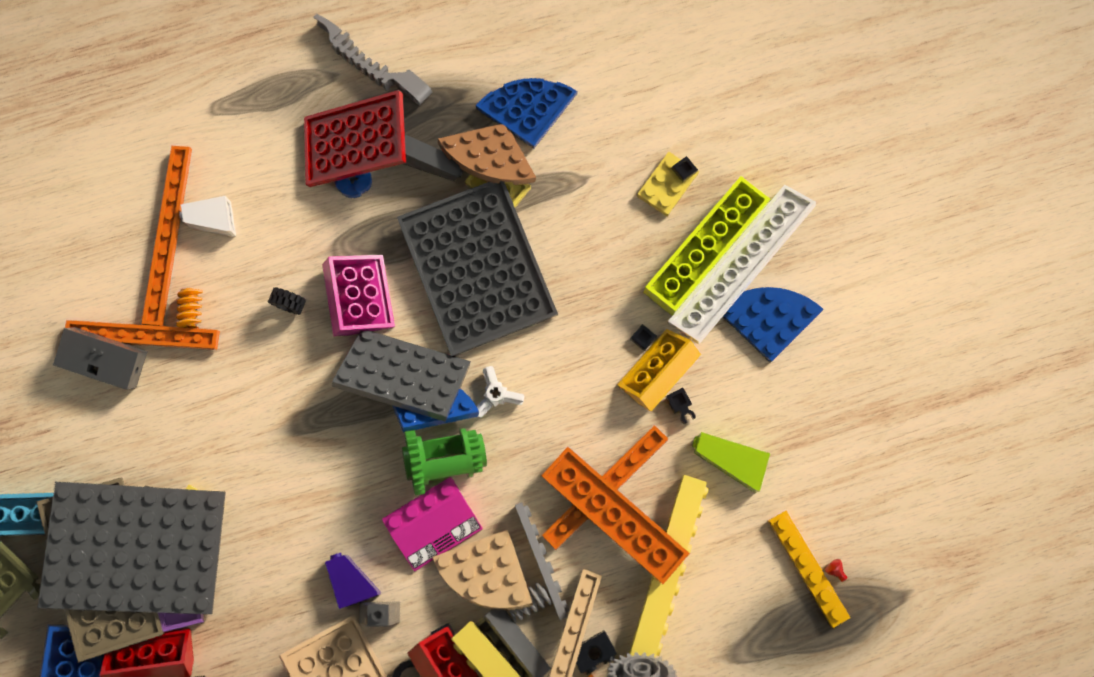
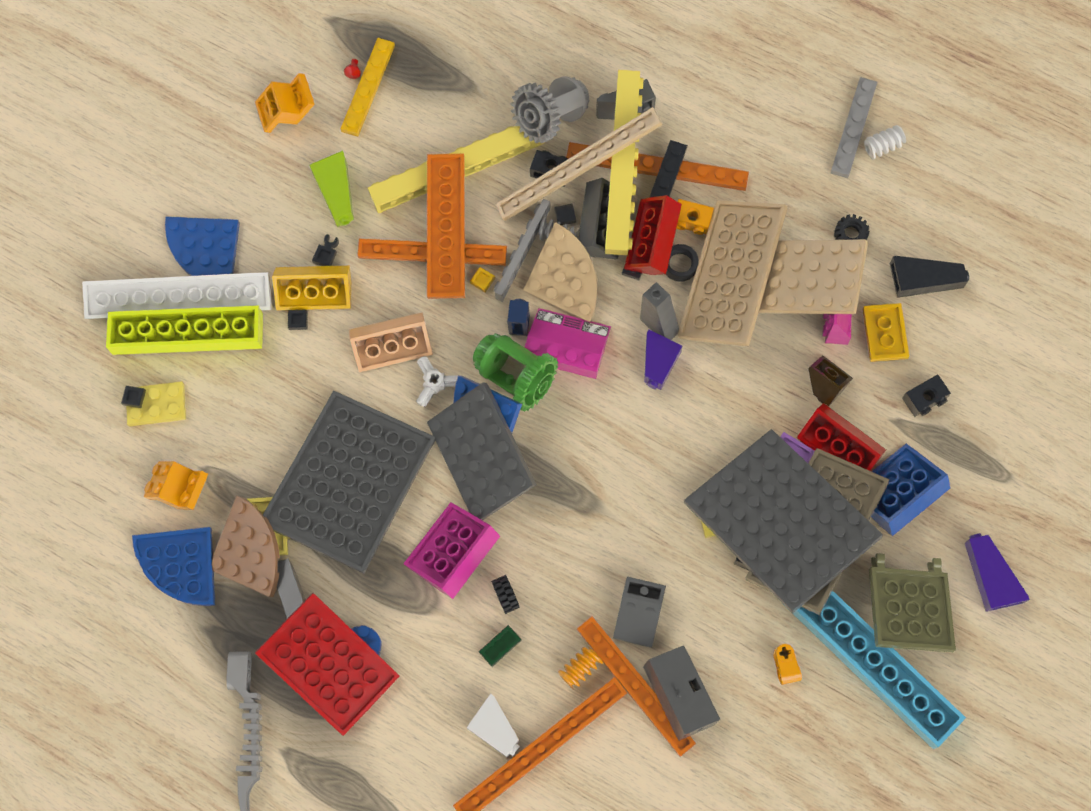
camera: 130 degrees left, 5 degrees down
(46, 451) = (787, 667): none -> light orange piece
(184, 385) = (639, 612): none -> dark grey slope
(260, 269) = (500, 646): none -> dark green plate
(483, 501) = (518, 317): none -> dark blue brick
(542, 625) = (565, 214): none -> black tile
(547, 506) = (482, 279): none -> yellow tile
(559, 389) = (390, 342): none -> light nougat slope
(585, 145) = (175, 485): none -> light orange bracket
(848, 483) = (284, 102): none -> light orange bracket

